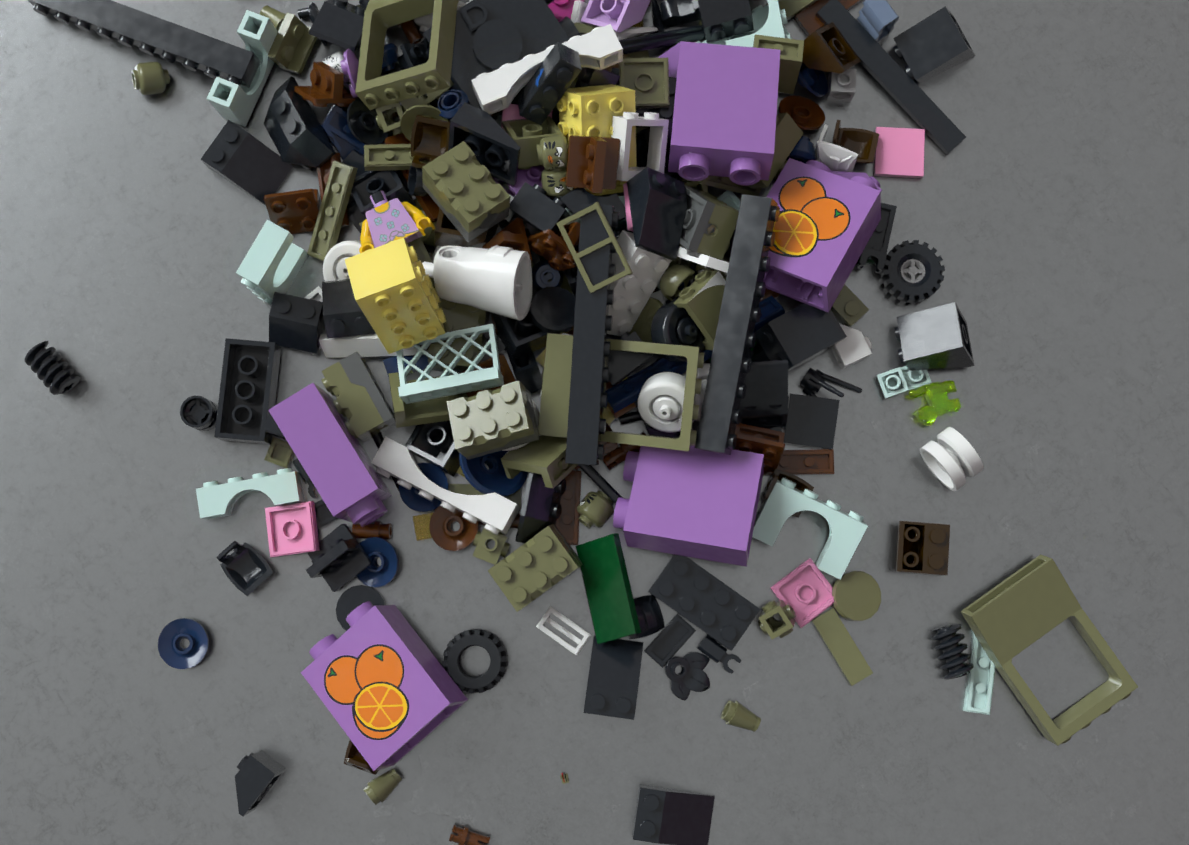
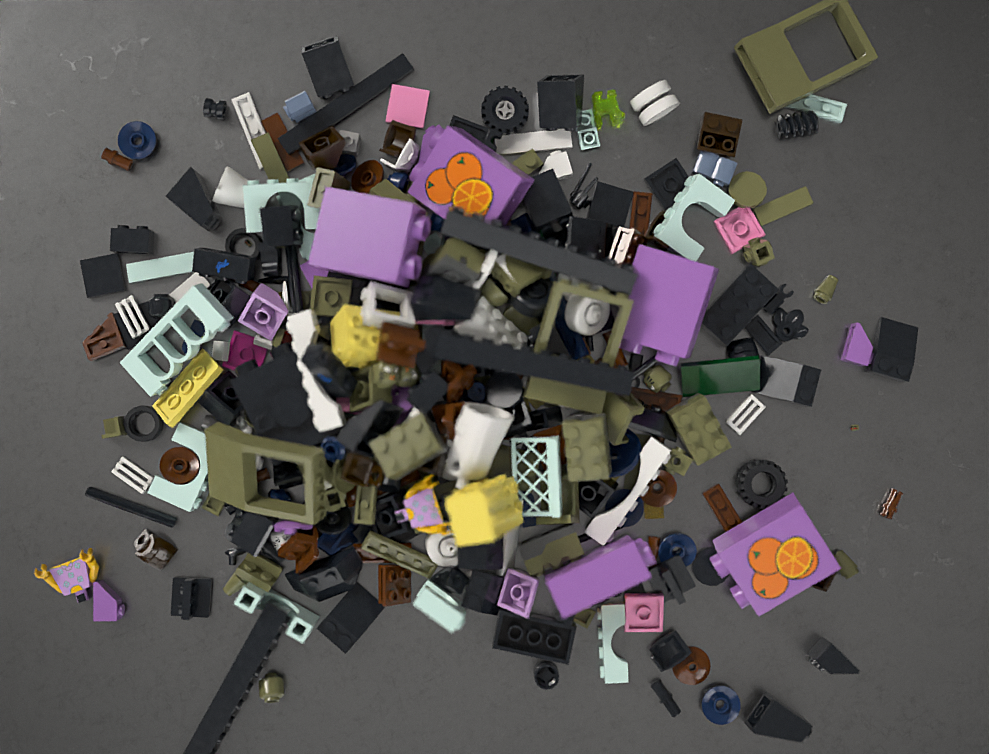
camera: 85 degrees left, 5 degrees up
(169, 719) = (777, 720): none -> black slope
(184, 572) = (666, 698): none -> black axle
(232, 614) = (695, 676): none -> reddish brown dish
(300, 361) = (518, 592): none -> lavender slope
(307, 278) = (451, 579): none -> black piece
(322, 52) = (269, 549): none -> black pin
(439, 614) = (722, 507): none -> reddish brown tile
(612, 239) = (474, 366): olive window -> none
(614, 478) = (635, 361): none -> black bar
(669, 768) = (857, 347): none -> medium lavender slope
(851, 491) = (667, 183): none -> black tile
(877, 549) = (714, 168): none -> sand blue brick
(879, 315) = (538, 140): none -> white tile

